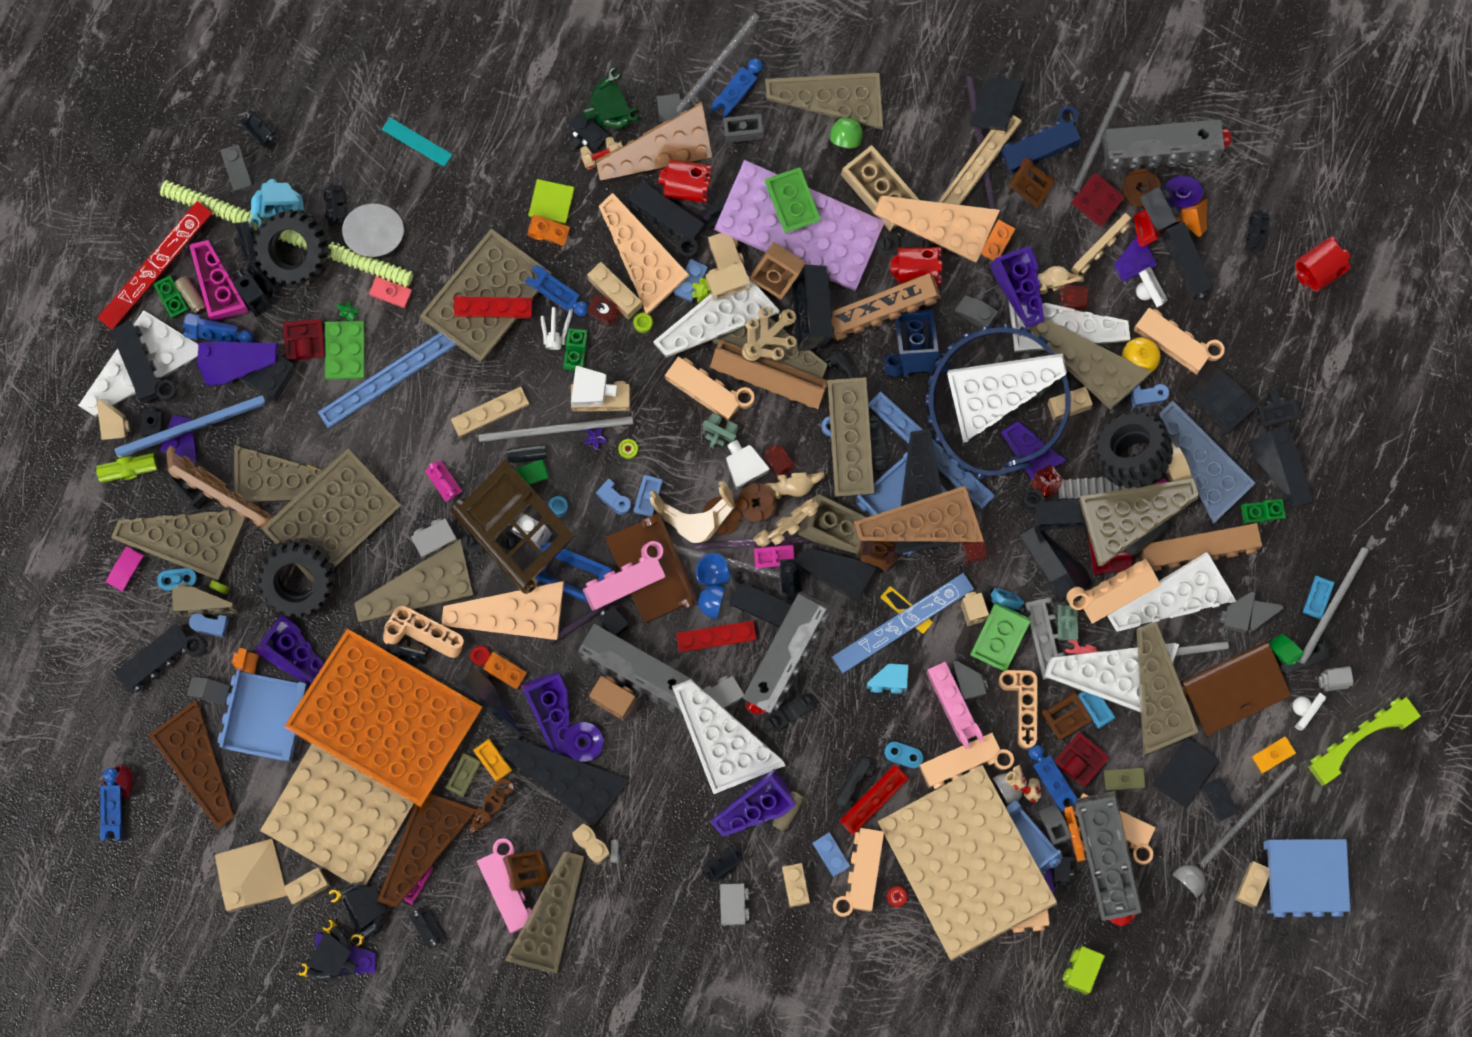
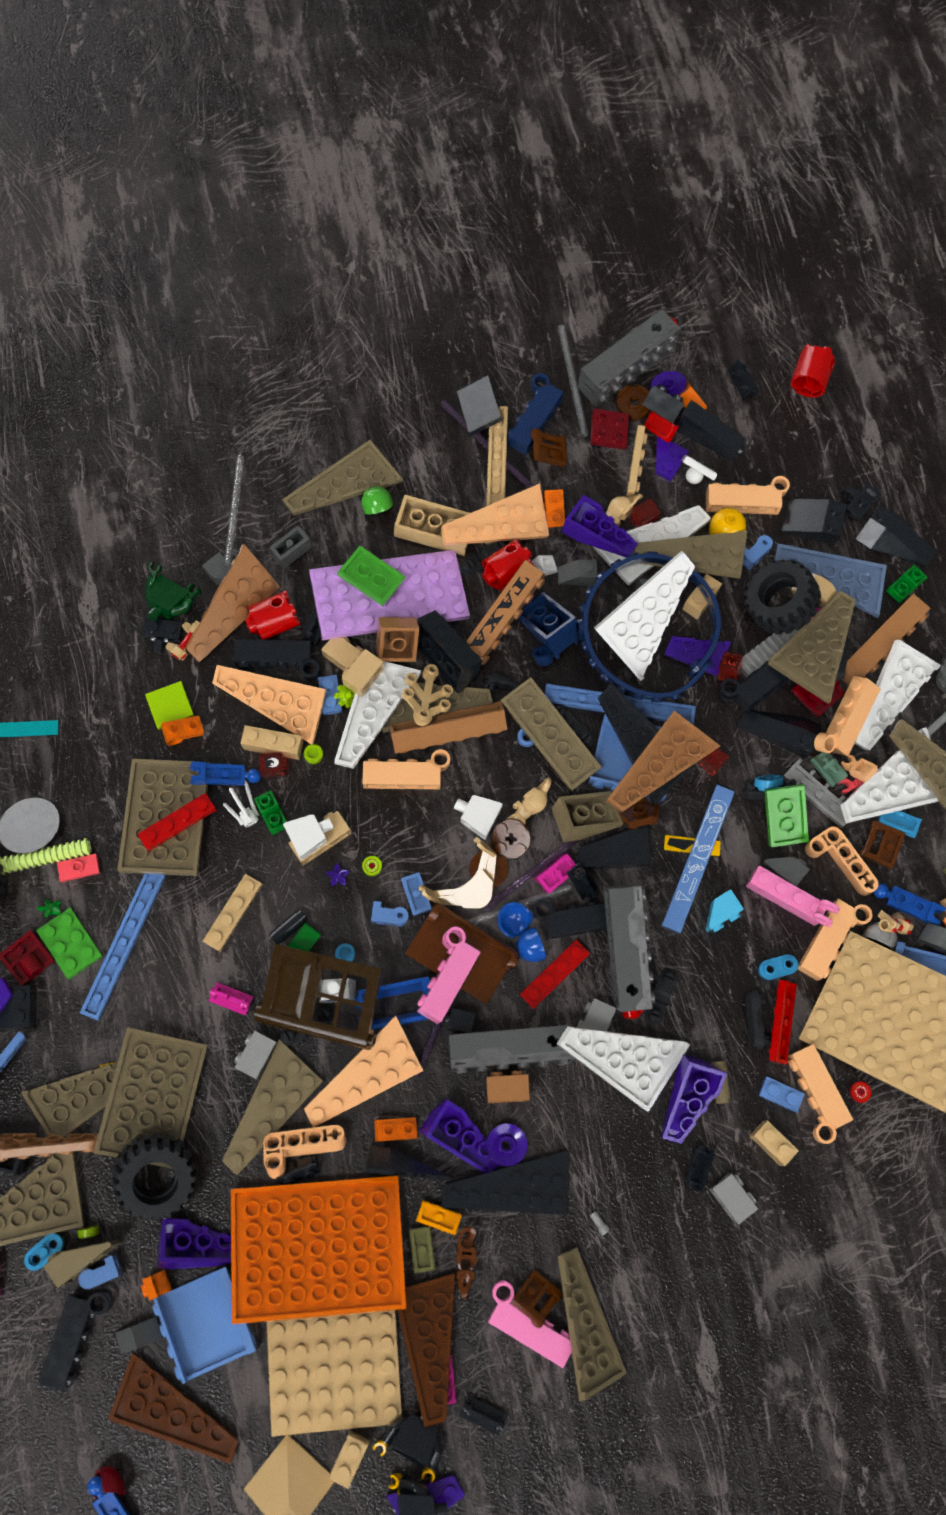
camera: 40 degrees left, 5 degrees down
(480, 655) = (365, 1130): red tile -> none
(555, 429) = (298, 890): light grey piece -> none
(587, 840) = (571, 1231): tan brick -> none
(712, 426) = (447, 798): sand green hips -> none
(737, 88) = (264, 520): blue plate -> none
(778, 460) = (503, 792): clear red brick -> none
(790, 524) = (549, 840): tan plant -> none
(953, 286) = (545, 564): none -> white slope
(974, 608) = (749, 806): tan brick -> none
(1081, 759) = (920, 872): dark red plate -> none
(1091, 641) = (860, 769): none -> light nougat plate

